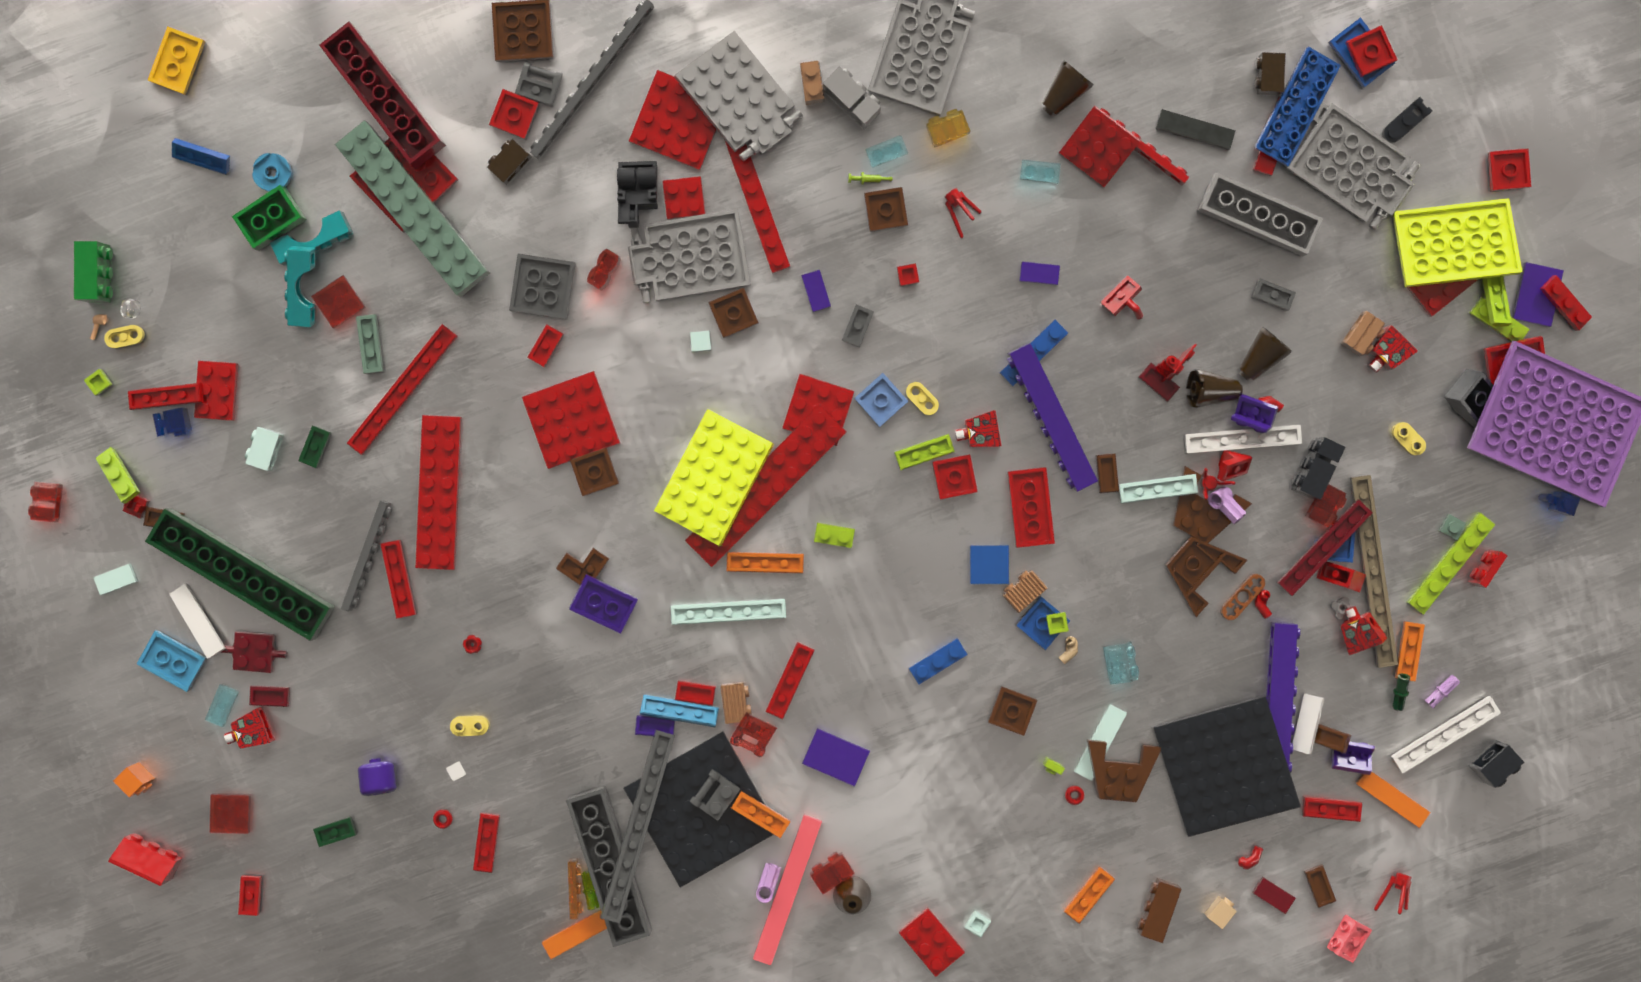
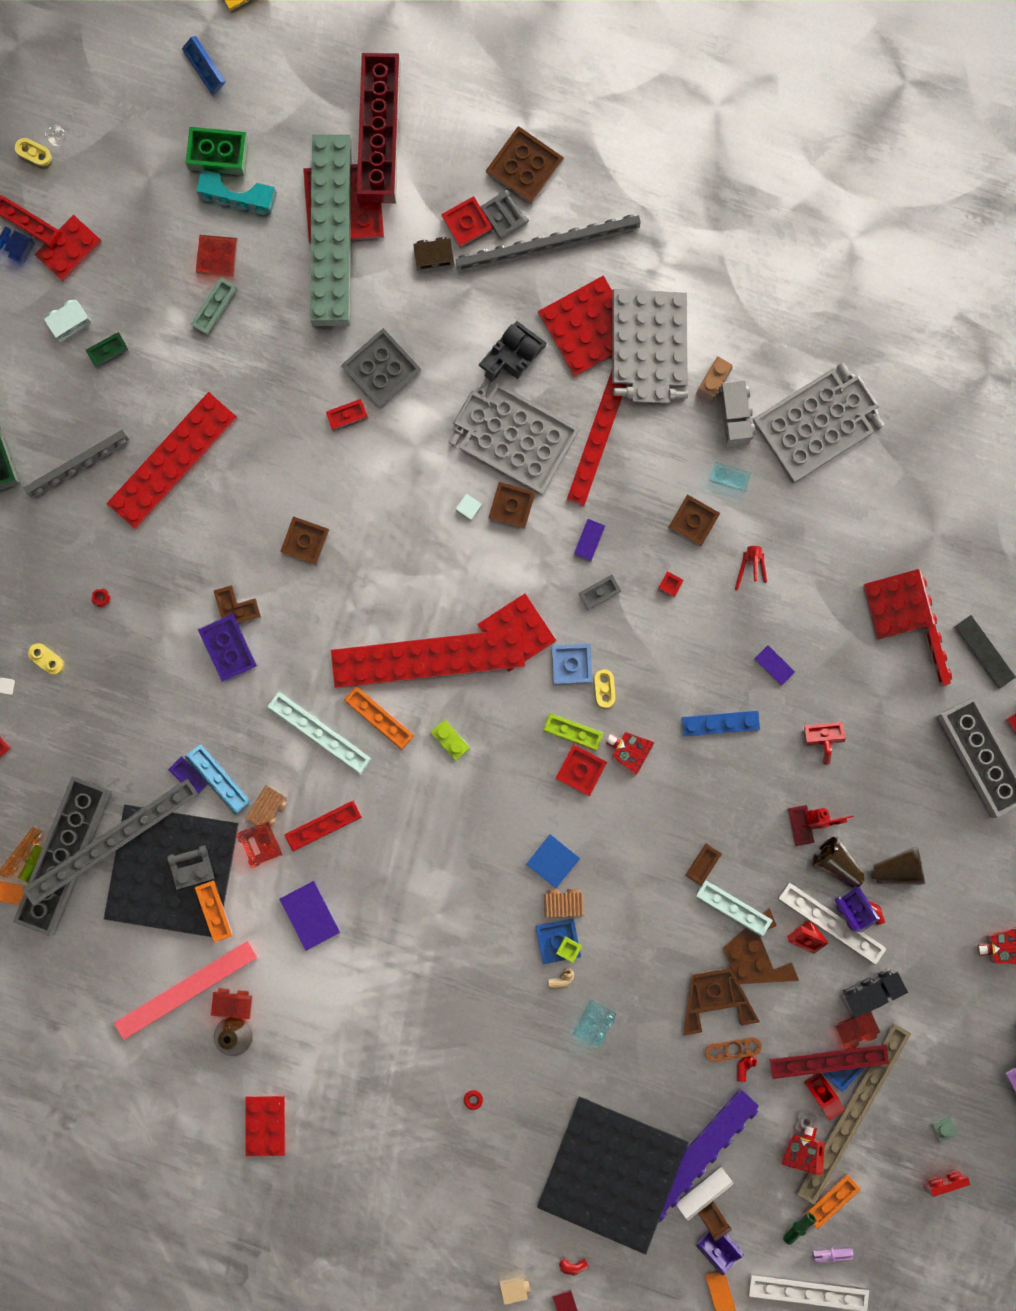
camera: 40 degrees right, 5 degrees down
(92, 272) = (50, 84): green brick -> none
(98, 320) = (23, 124): light nougat hand -> none
(260, 171) = (256, 113): dark azure plate -> none
(299, 309) = (182, 237): teal arch -> none
(398, 579) = (86, 501): red plate -> none
(402, 389) = (209, 360): red tile -> none
(571, 419) = (319, 486): red plate -> none
(606, 265) = (433, 393): clear red brick -> none
(683, 197) = (545, 387): red plate -> none
(695, 693) = (241, 775): red tile -> none
(714, 477) = (393, 619): neon yellow plate -> none
(768, 880) = (177, 970): lavender piece -> none
(867, 178) = (696, 483): lime piece -> none
(938, 661) = (451, 904): blue plate -> none
(947, 128) = (792, 496): clear yellow brick -> none
(977, 924) = (313, 1141): light aqua tile -> none
(1012, 710) = (478, 992): reddish brown plate -> none
(1031, 507) = (621, 842): red plate -> none
(1040, 171) = (837, 587): clear light blue plate -> none
(1051, 414) = (695, 784): dark purple brick -> none
(1053, 767) = (474, 1062): lime plate -> none
(1065, 89) = (907, 539): dark brown cone -> none
(1089, 895) = (420, 1190): orange tile -> none
(1106, 732) = (527, 1074): light aqua tile -> none
(1120, 779) = (518, 1116): reddish brown wing -> none
(1159, 910) = (466, 1248): reddish brown brick -> none
(1209, 483) = (778, 937): red plant -> none
(1223, 500) = (778, 960): lavender piece -> none
(1274, 294) = (946, 829): dark grey plate -> none
(1332, 809) = (669, 1279): red tile -> none
(1363, 333) = (992, 917): medium nougat brick -> none
(1408, 440) = (964, 1030): light yellow plate -> none
(1451, 563) = (920, 1157): lime plate -> none

